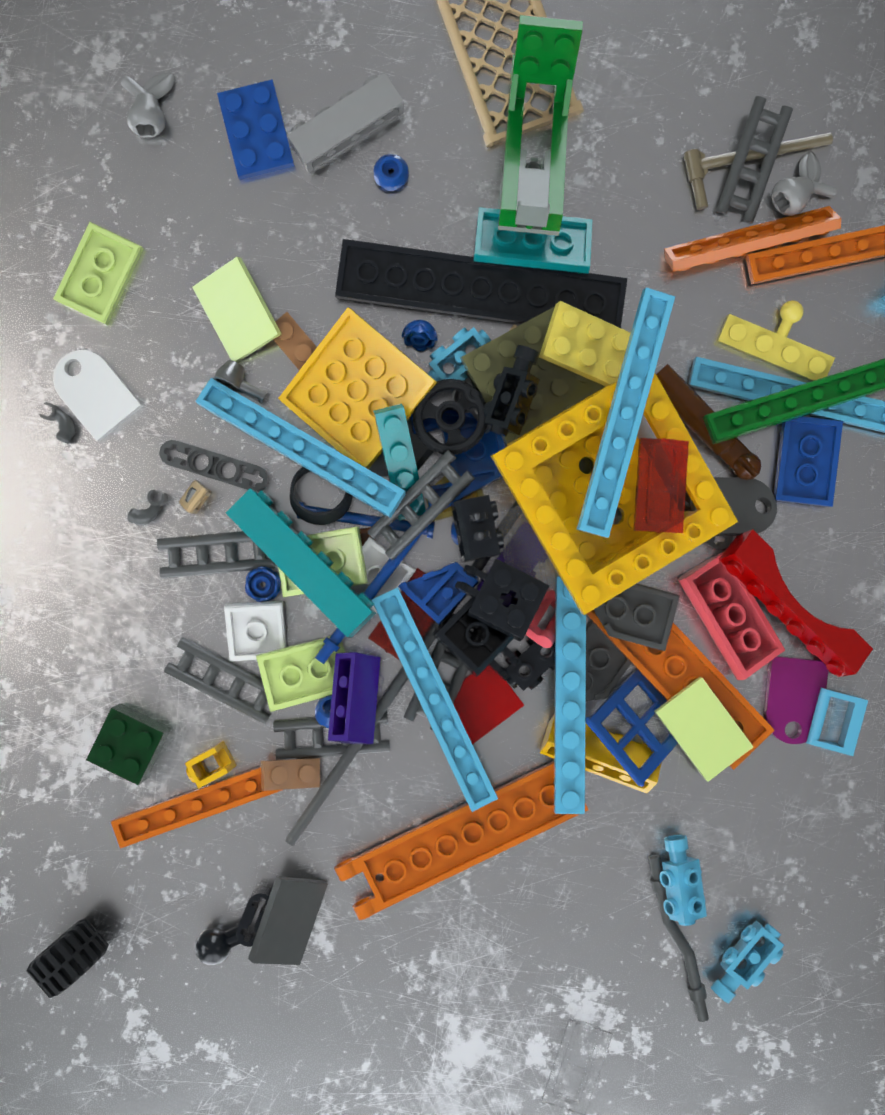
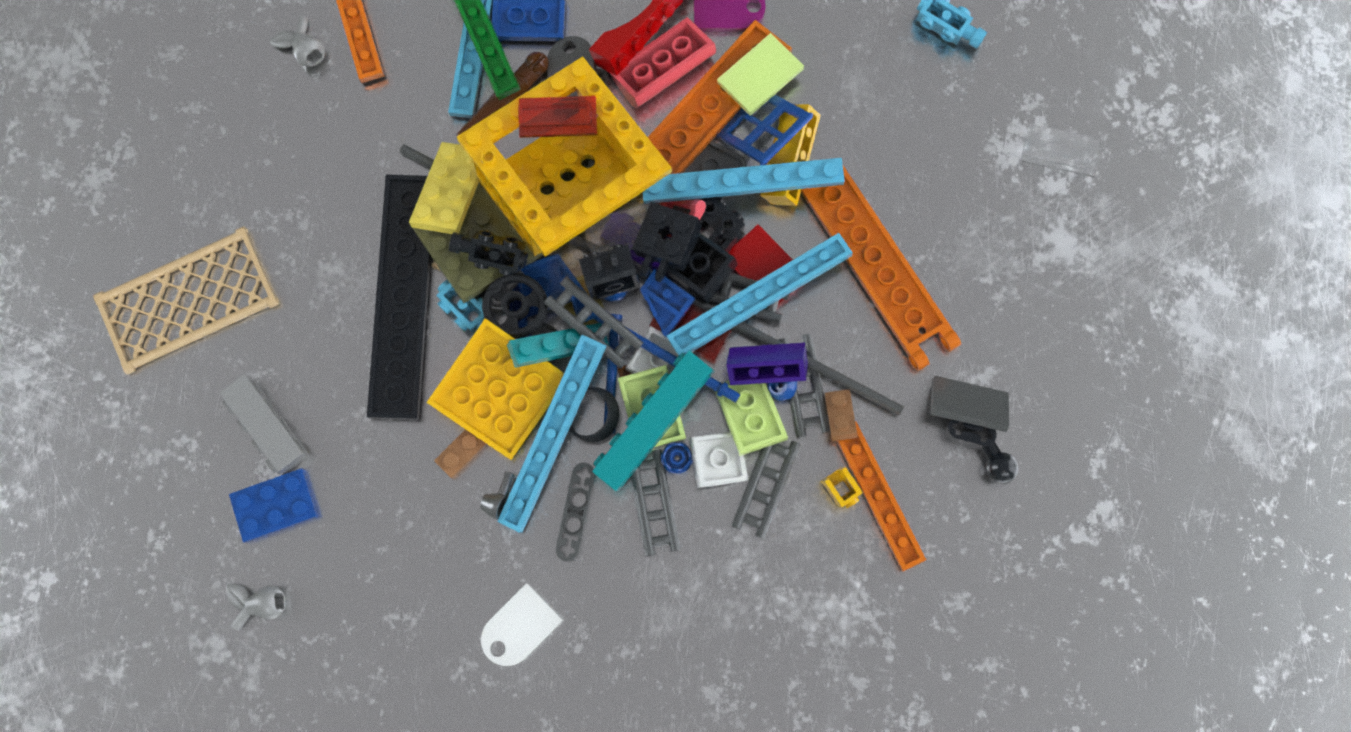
camera: 90 degrees left, 10 degrees down
(65, 424) = (550, 650): dark grey arm -> none
(67, 958) = (1029, 593): black tyre -> none
(98, 273) = (410, 635): yellowish green tile -> none
(128, 744) = (832, 561): dark green brick -> none
(145, 516) = (626, 569): dark grey arm -> none
(194, 497) = (604, 527): tan slope -> none
(236, 310) = (435, 504): yellowish green tile -> none
(397, 178) = (311, 388): blue plate -> none
(419, 335) = (446, 342): blue plate -> none
(534, 192) = (319, 252): green piece -> none
(564, 252) = (358, 254): teal plate -> none
(626, 412) = (499, 148): medium azure plate -> none
(640, 616) = (672, 132): dark grey tile -> none
(682, 882) = (894, 76): medium azure brick -> none
(696, 989) = (981, 60): dark grey bar -> none
(698, 165) = (286, 127): dark tan bar -> none
(752, 238) = (346, 78): orange plate -> none
(770, 150) = (270, 72): dark grey bar -> none
(776, 347) = (435, 51): light yellow plate -> none

